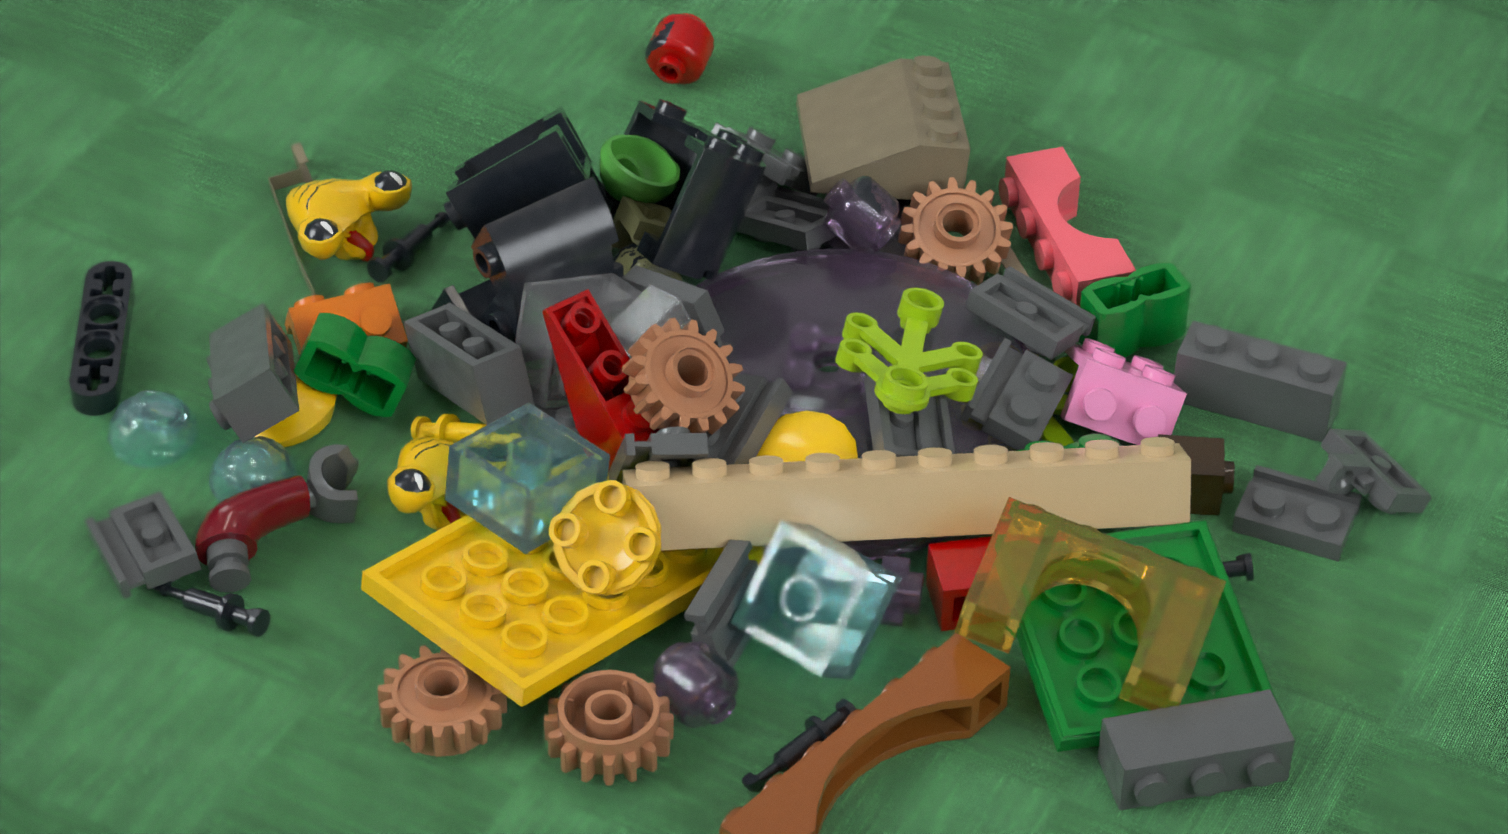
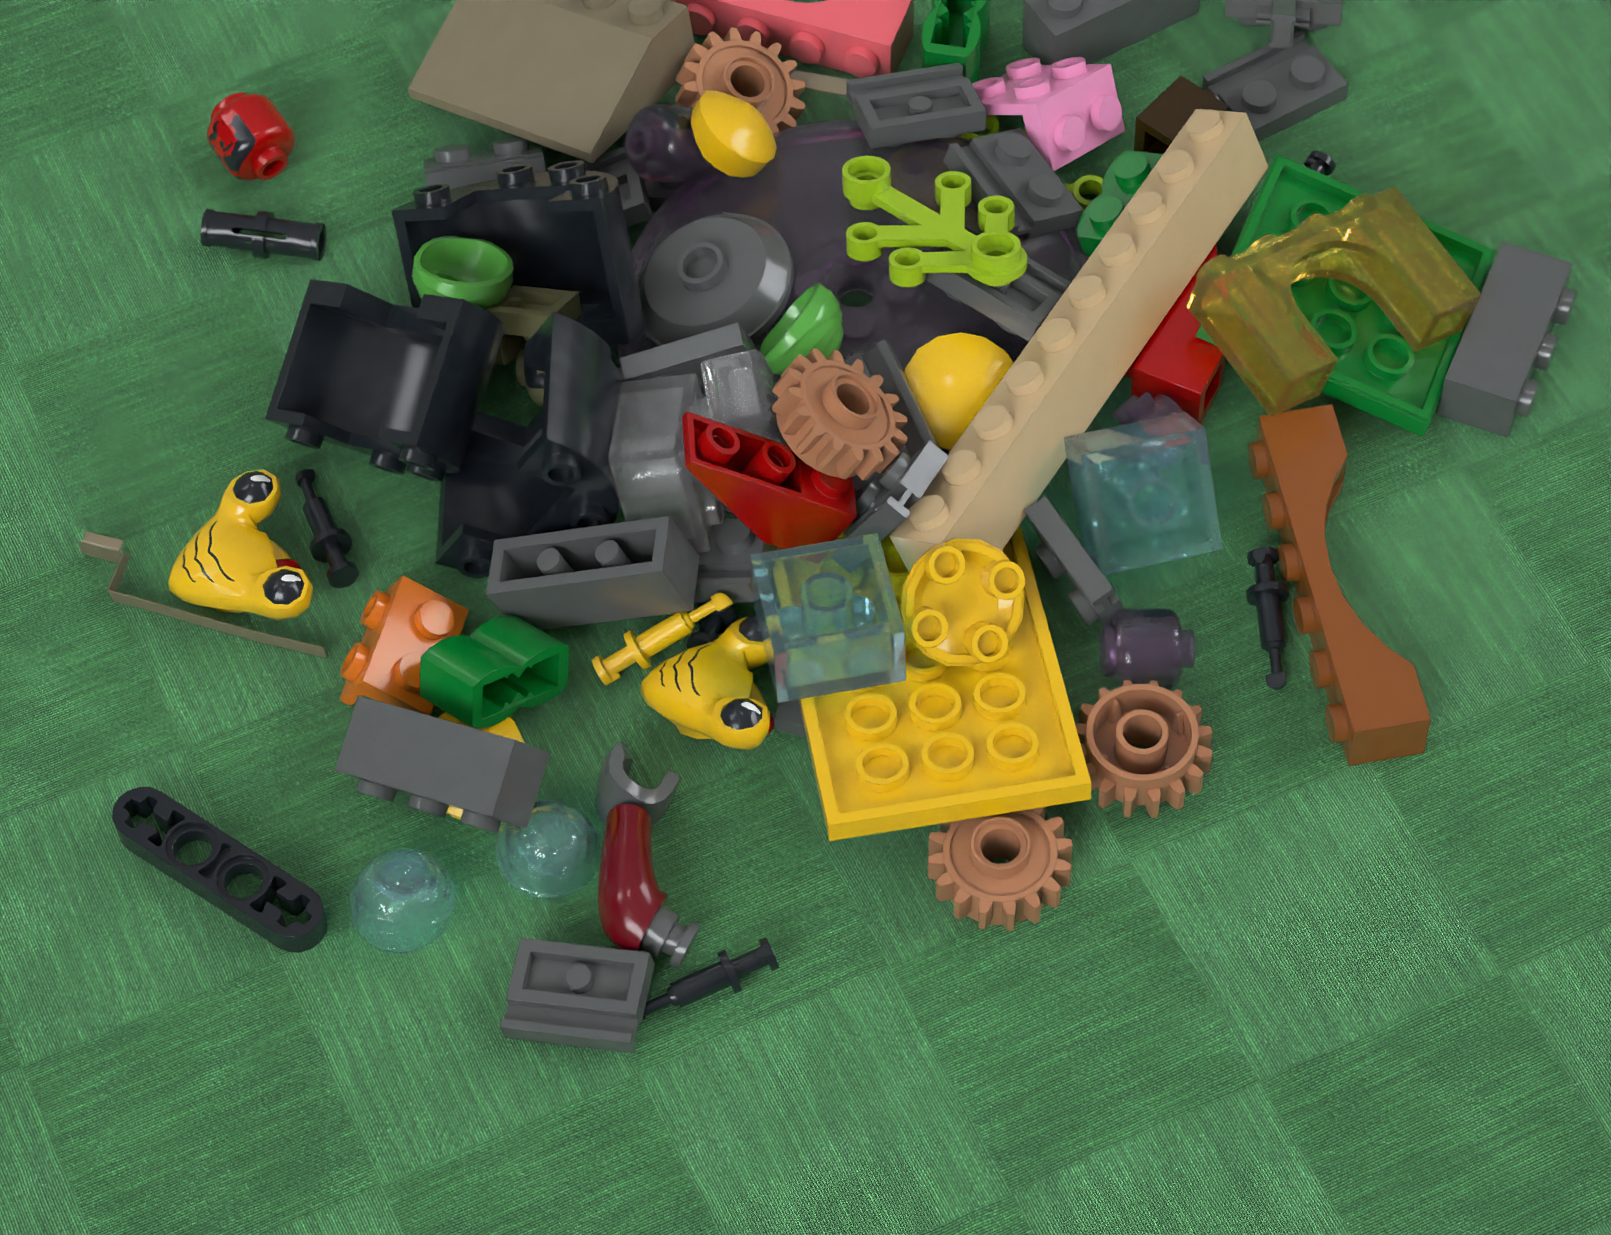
camera: 50 degrees left, 15 degrees up
(603, 84) = (225, 230): none -> black pin
(755, 336) = (807, 325): none -> bright green piece
(770, 291) = (715, 276): none -> dark grey piece
(896, 232) = (732, 134): none -> yellow hat

